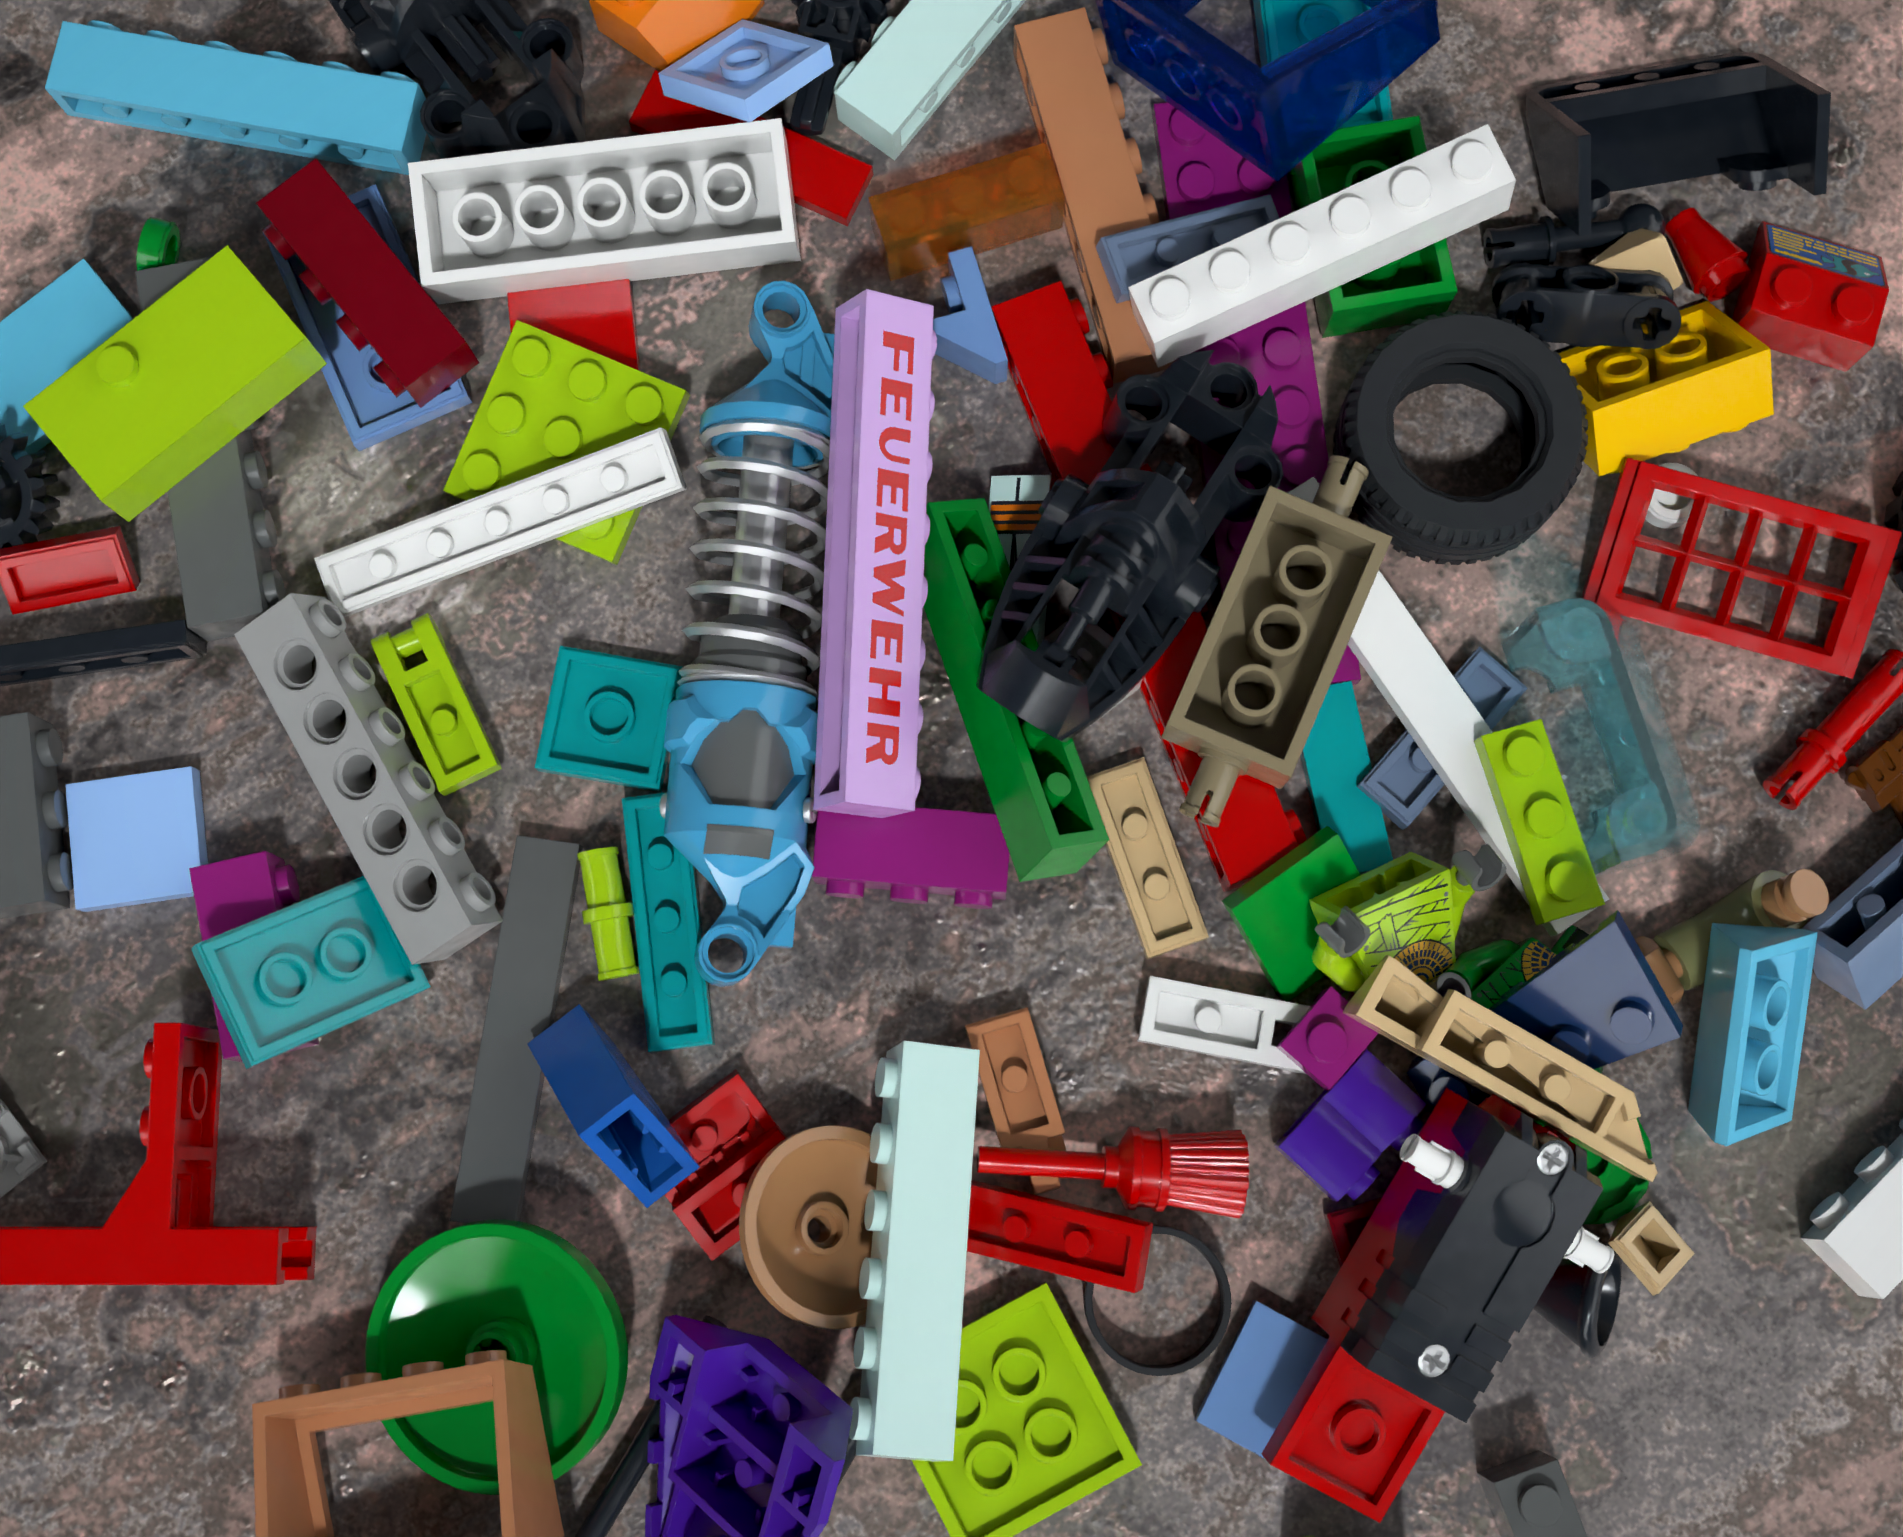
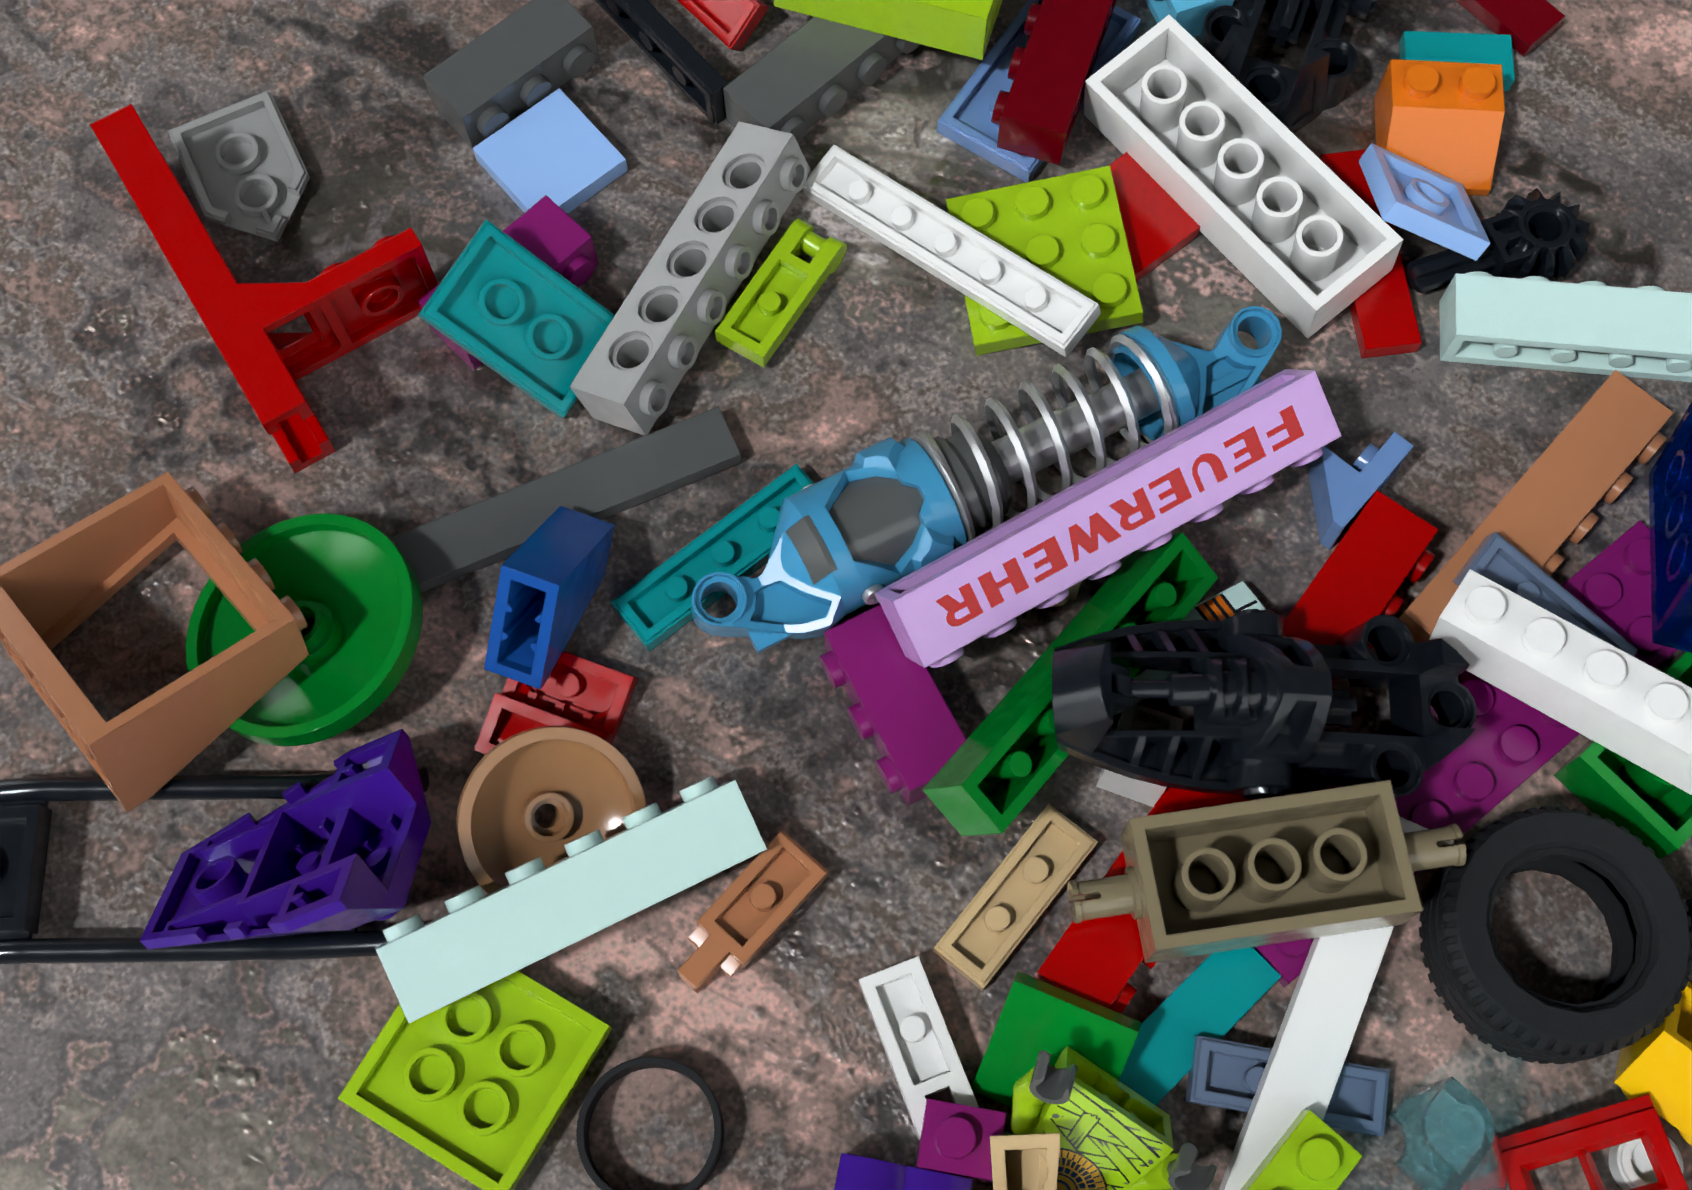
camera: 55 degrees right, 10 degrees down
(607, 913) = (700, 507): lime pin -> none
(608, 719) = (848, 412): teal tile -> none
(968, 207) = (1450, 433): clear orange brick -> none
(1058, 1237) = (650, 1006): red plate -> none
(1146, 1168) = (752, 1049): red piece -> none

